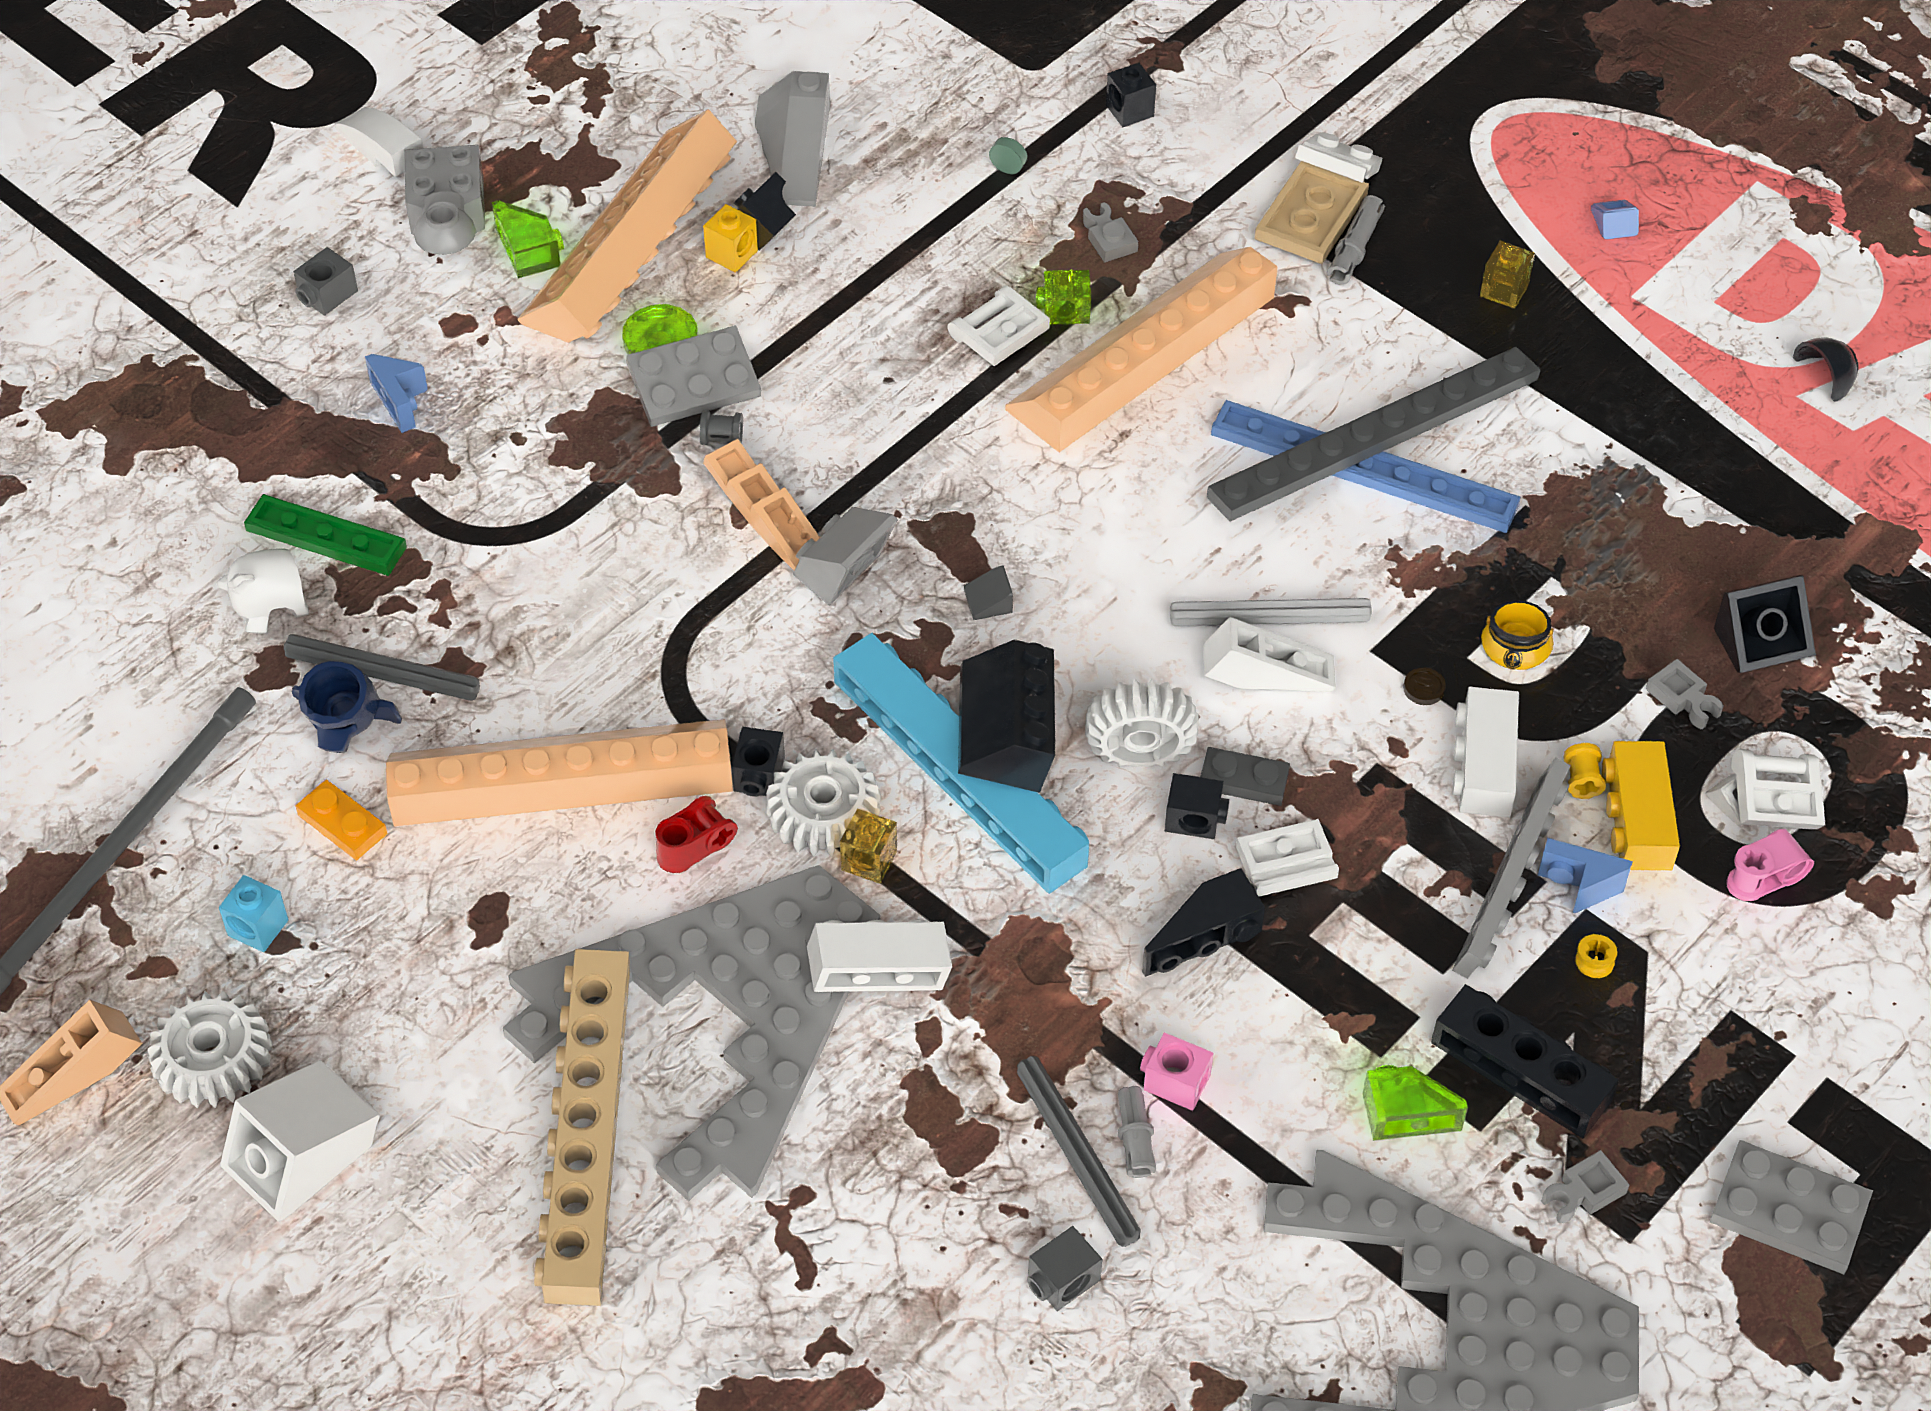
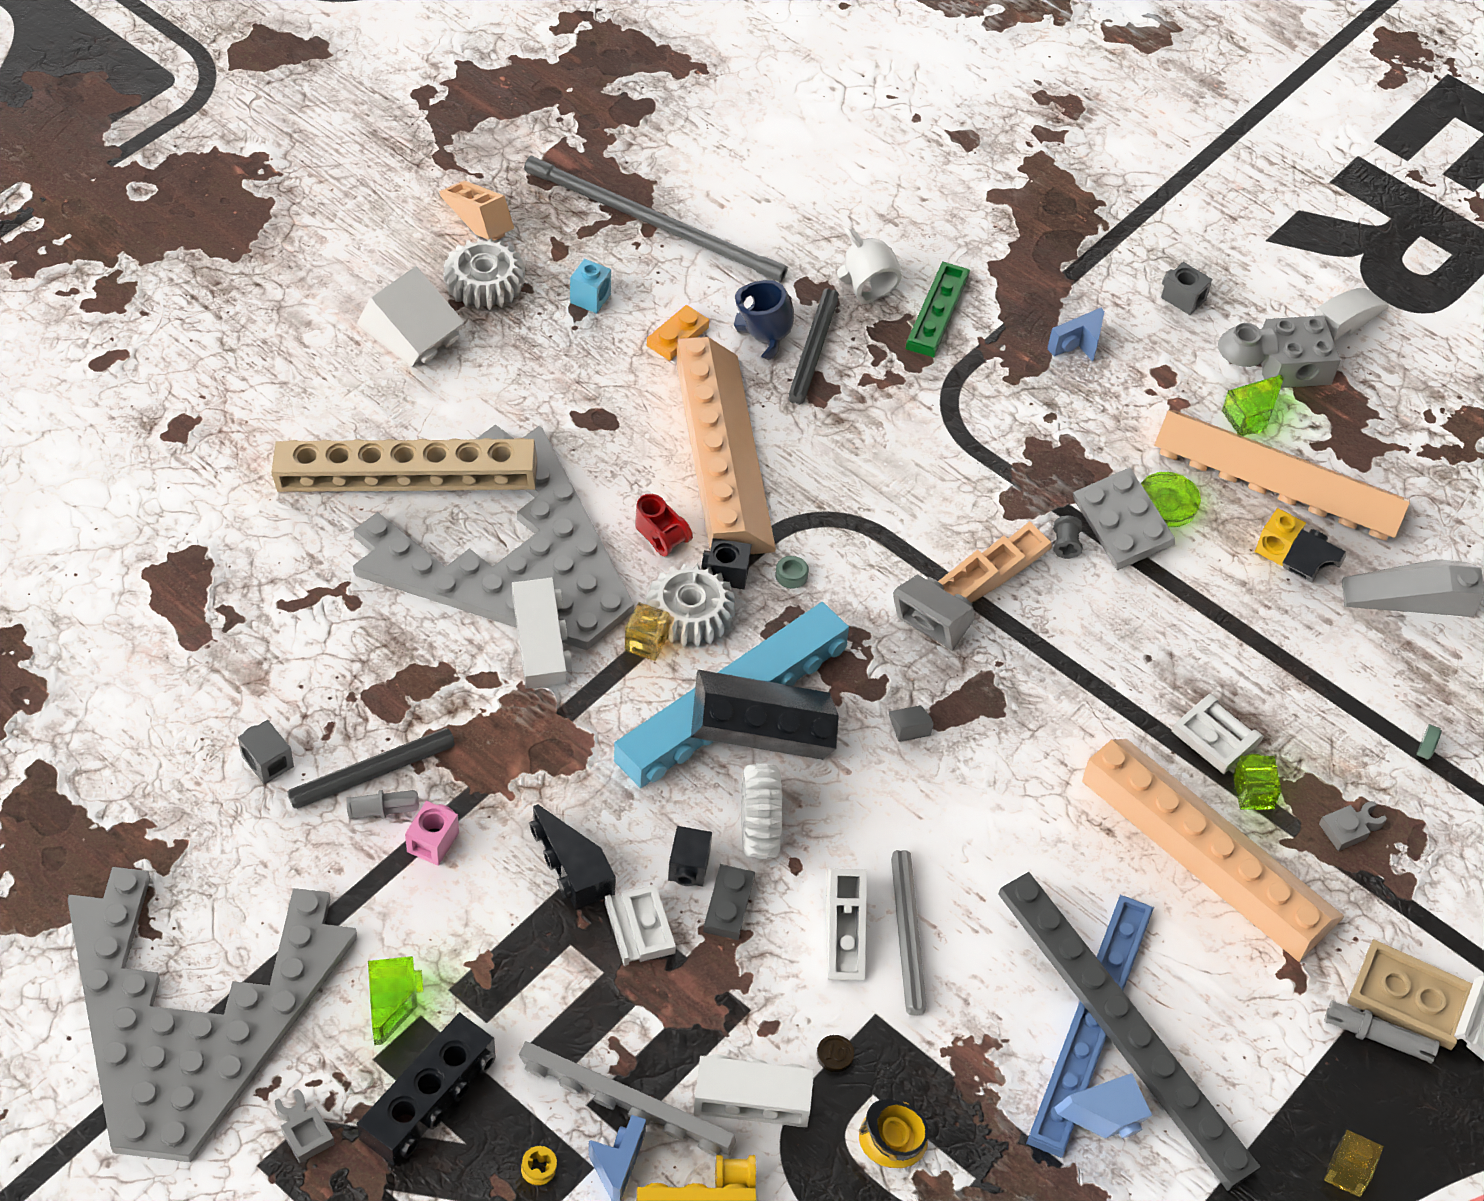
camera: 85 degrees right, 0 degrees up
(762, 704) = (791, 572): none -> sand green tile
(1471, 449) = (1108, 1108): none -> light blue slope

